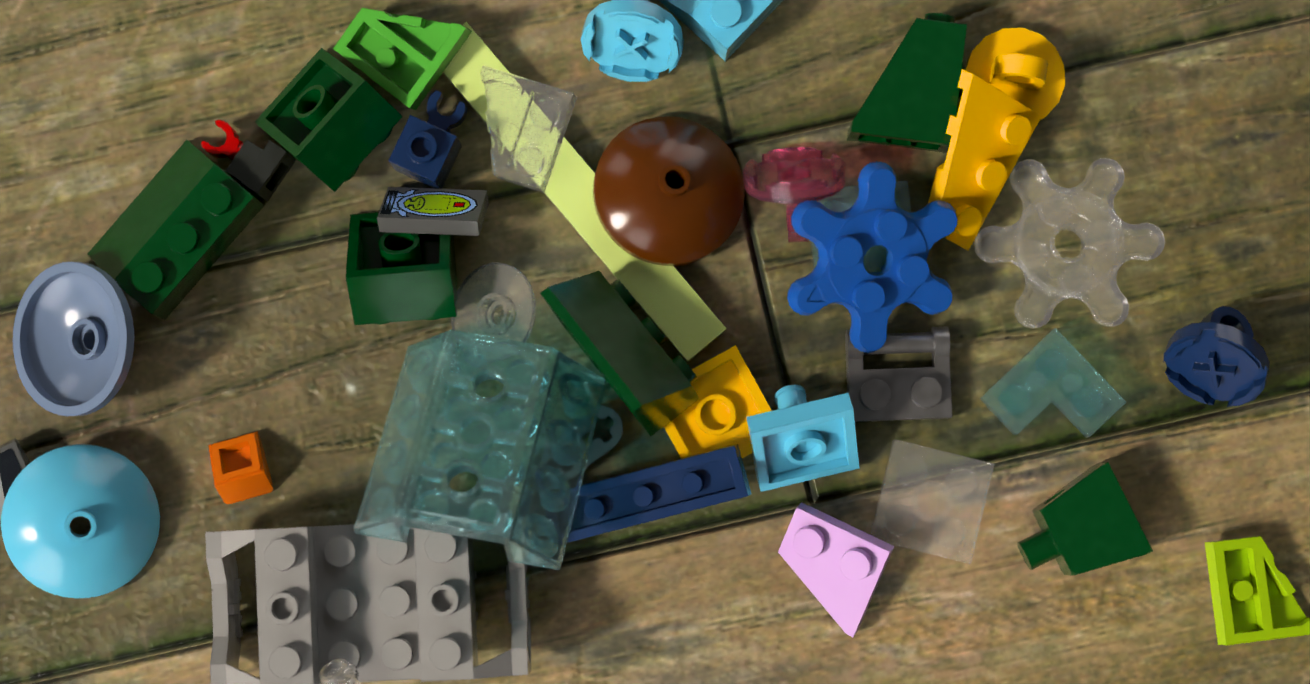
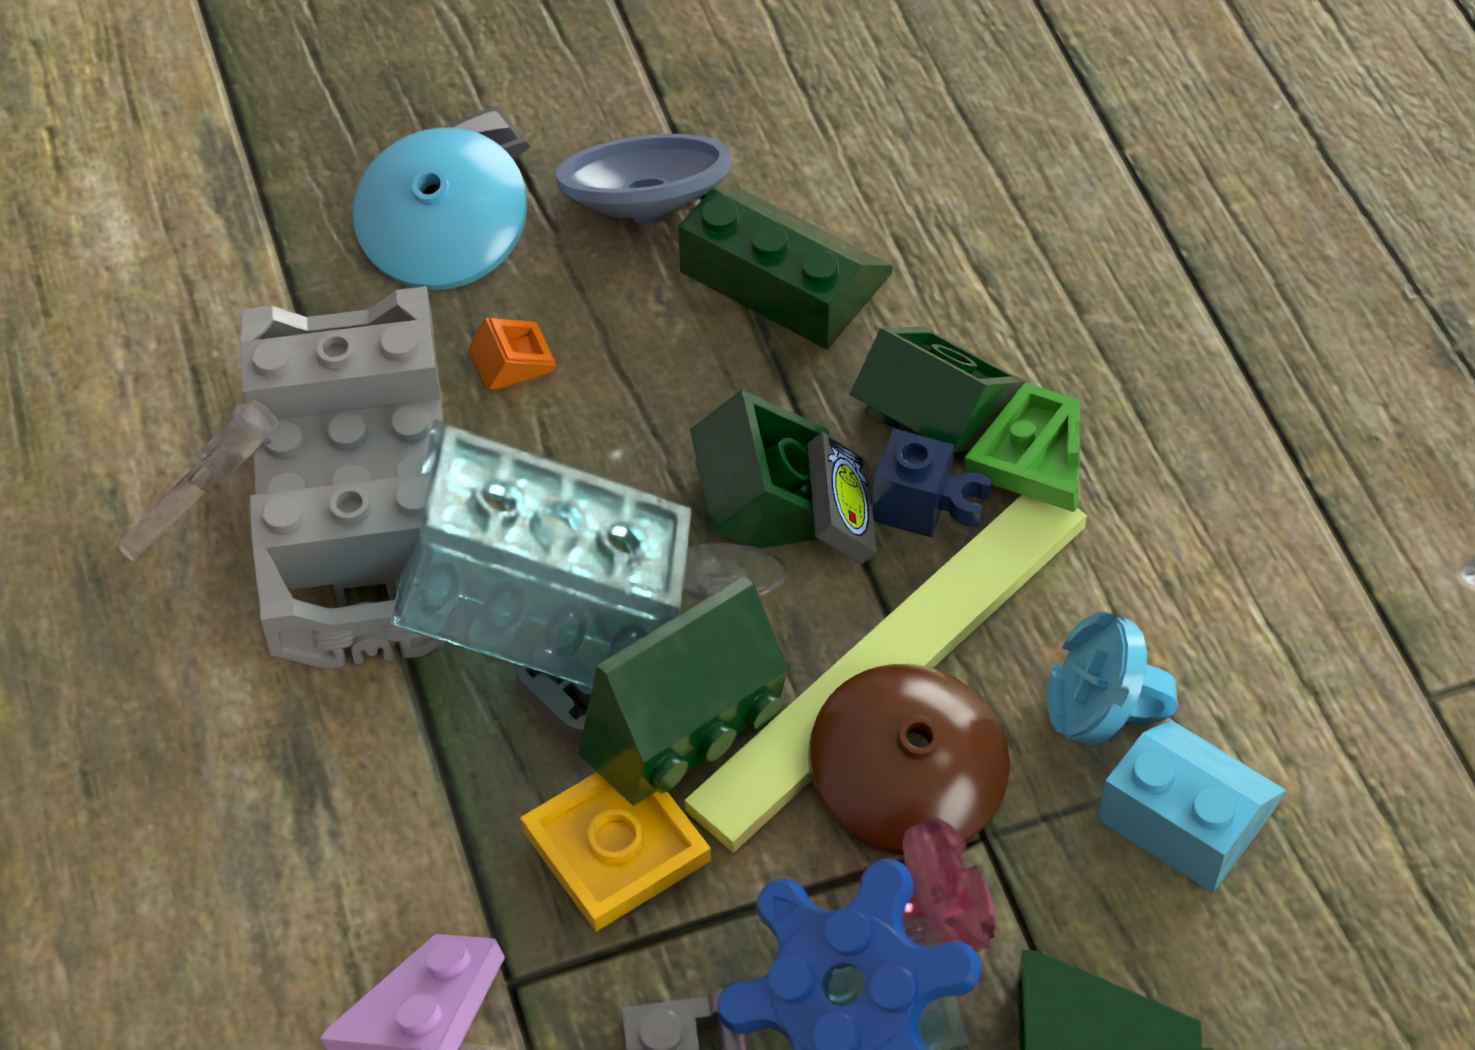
camera: 85 degrees right, 30 degrees down
(250, 165) = (866, 312): pearl dark grey piece -> none
(525, 126) = (960, 577): clear wing -> none
(659, 492) = (502, 759): dark blue plate -> none
(803, 438) = (587, 932): medium azure tile -> none

